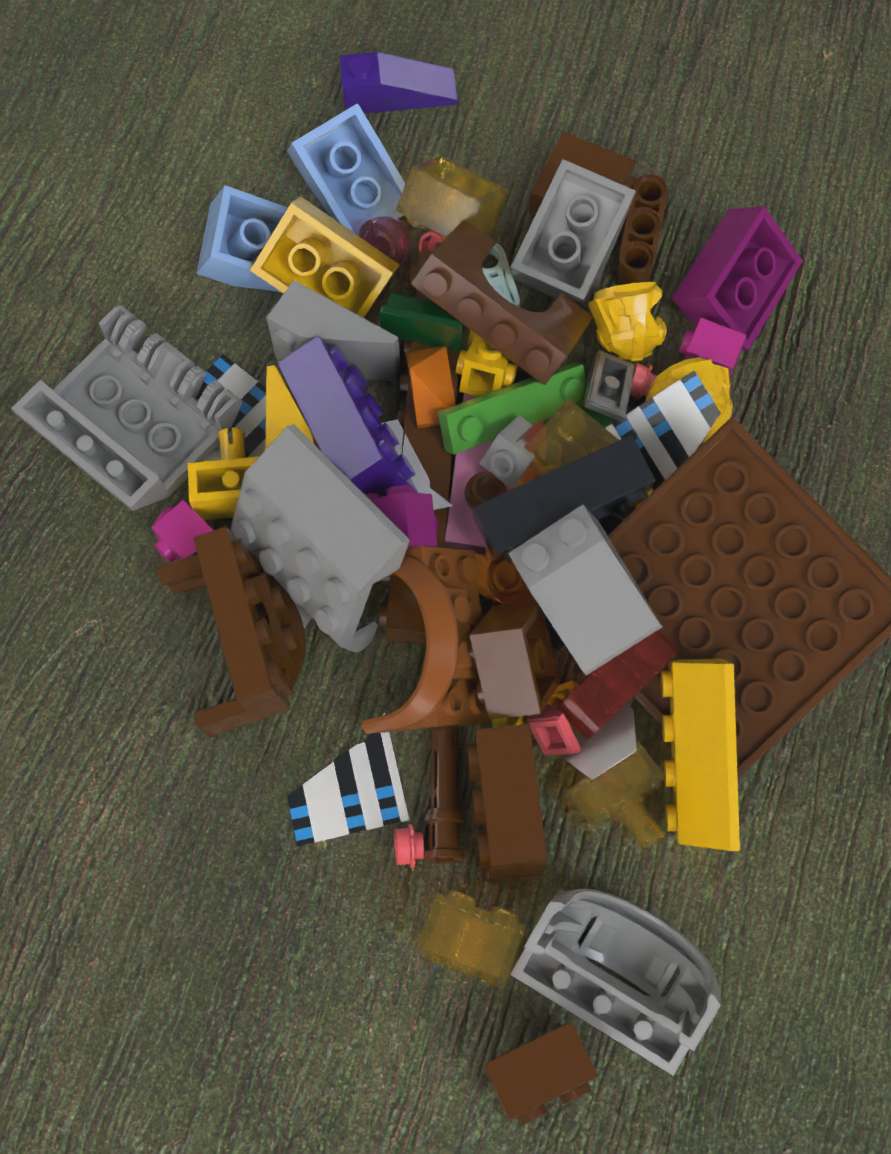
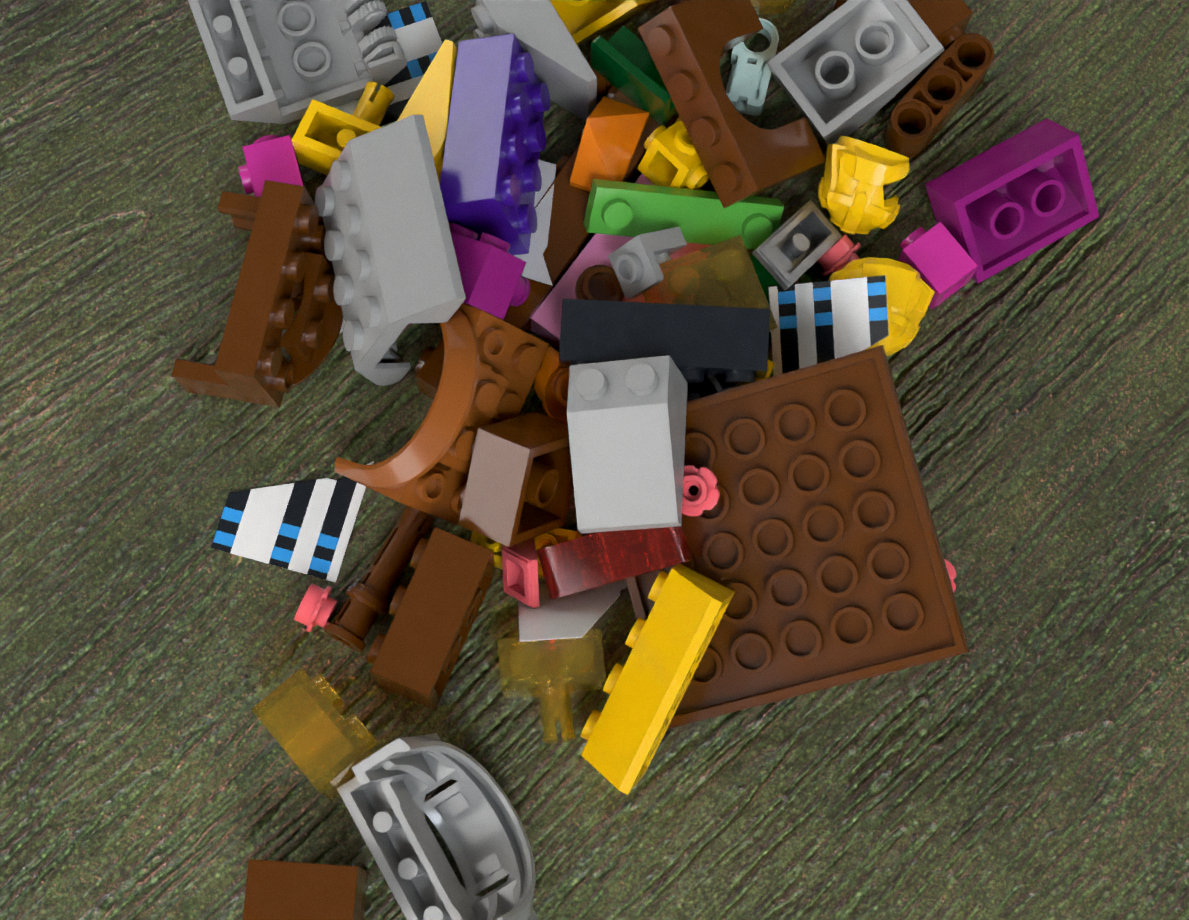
camera: 25 degrees right, 5 degrees up
(664, 594) = (708, 490): none -> coral plate

